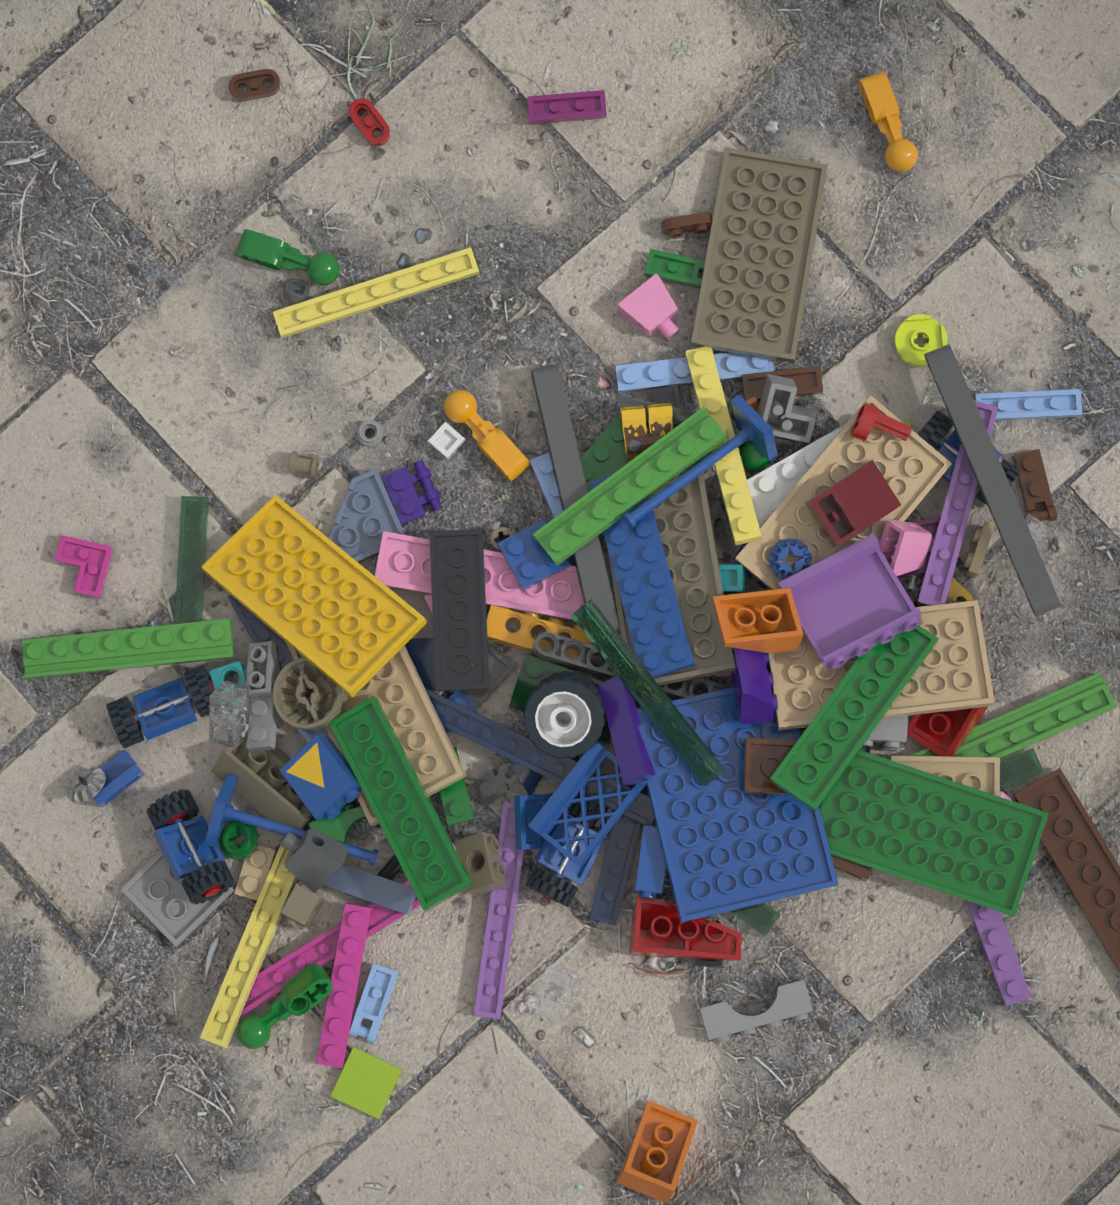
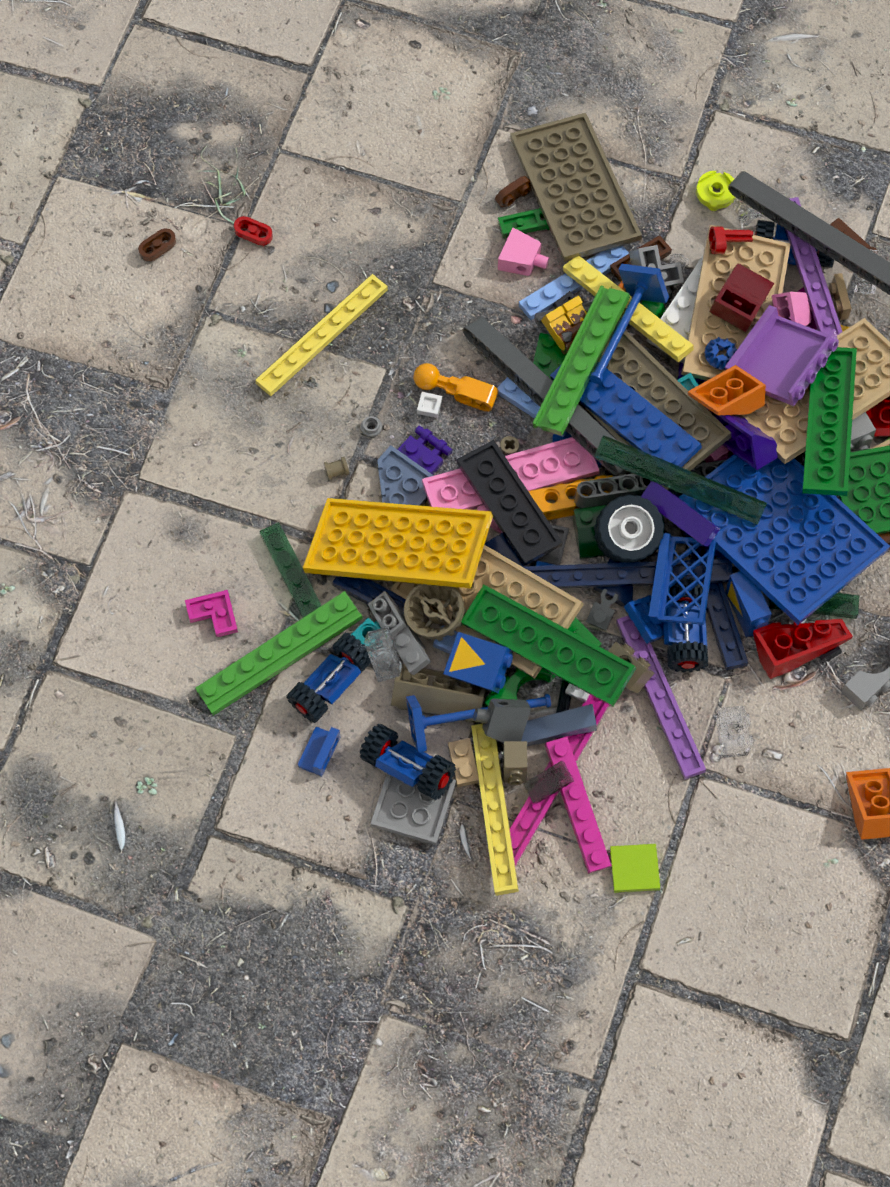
camera: 30 degrees left, 15 degrees down
(79, 792) = (298, 765): light grey gear -> none
(231, 832) = (443, 733): green gear -> none
(277, 254) = (235, 343): green beam -> none
(295, 291) = (263, 360): dark grey tile -> none
(296, 999) = (547, 830): green beam -> none
(323, 948) = (548, 782): none -> clear smoke tile
(374, 1002) = (606, 806): light blue plate -> none
(528, 558) = (537, 445): blue plate -> none
(567, 107) = (385, 159): magenta plate -> none
(761, 761) = (788, 490): reddish brown plate -> none
(884, 111) = (602, 63): light orange beam -> none
(1034, 404) = (823, 189): light blue plate -> none

